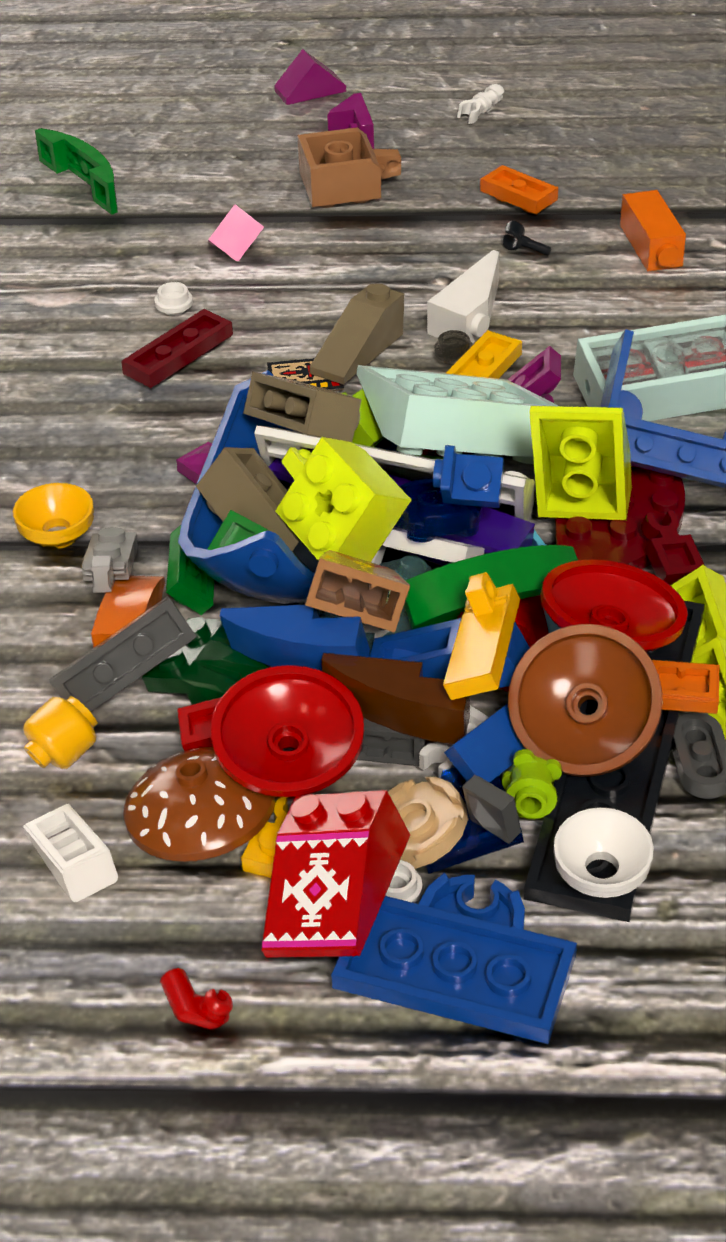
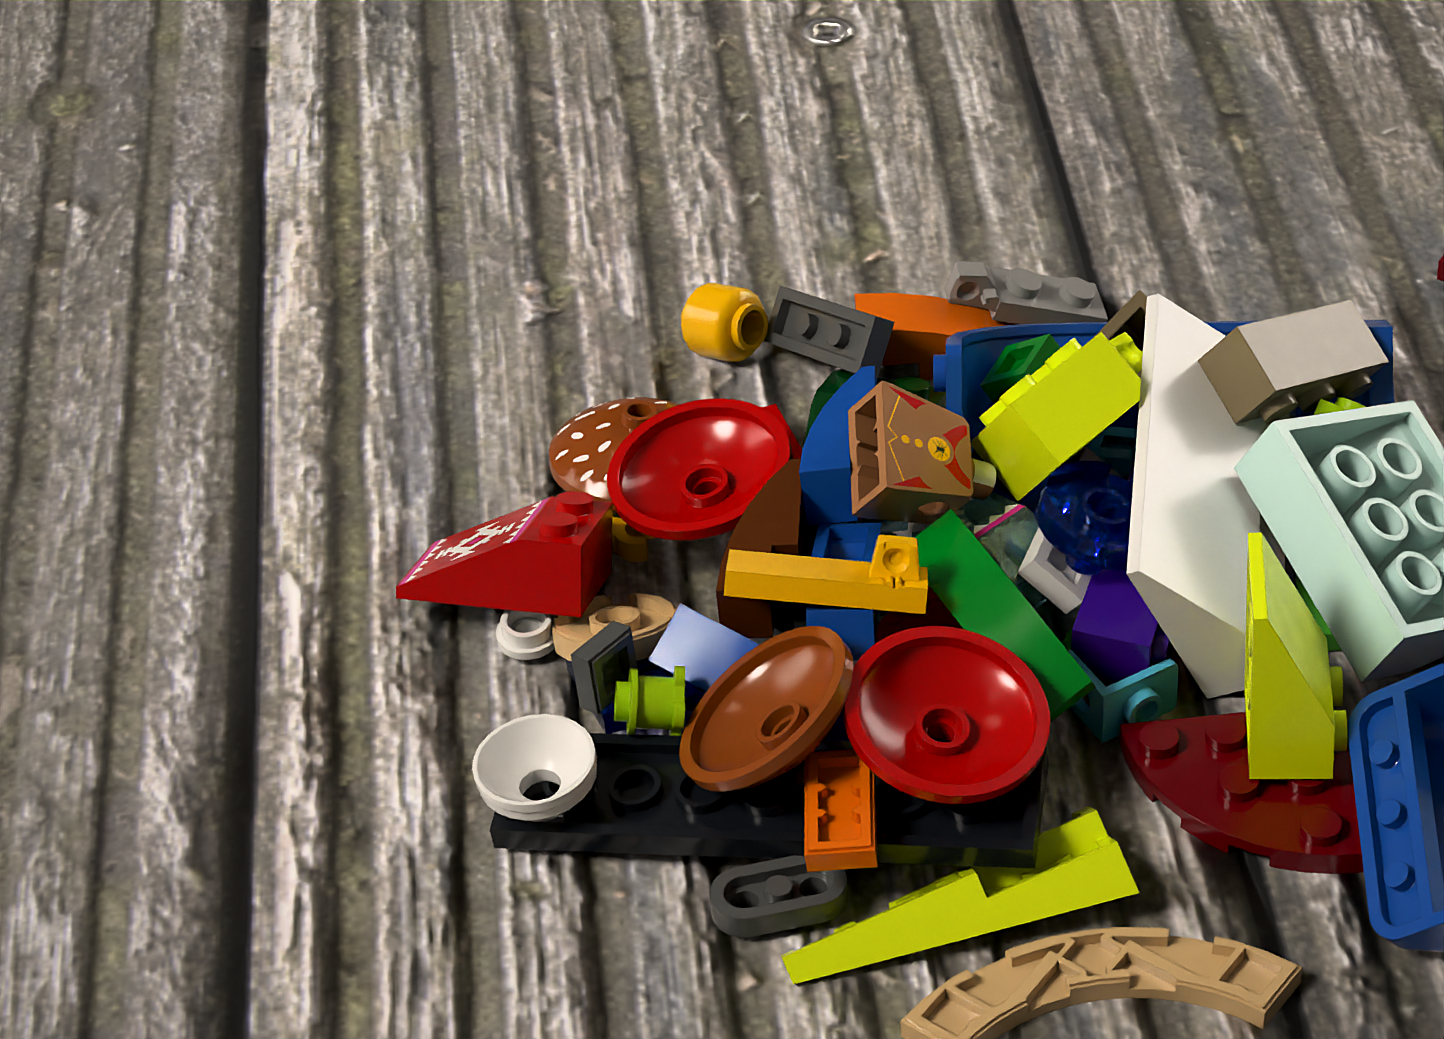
camera: 85 degrees right, 0 degrees up
(52, 507) = (1107, 228): yellow piece -> none
(75, 856) = (557, 374): white slope -> none
(188, 1007) = (351, 499): red arm -> none
(463, 960) = (417, 697): blue plate -> none
(469, 478) = (1110, 501): blue bracket -> none
(669, 552) = (1192, 844): dark red plate -> none

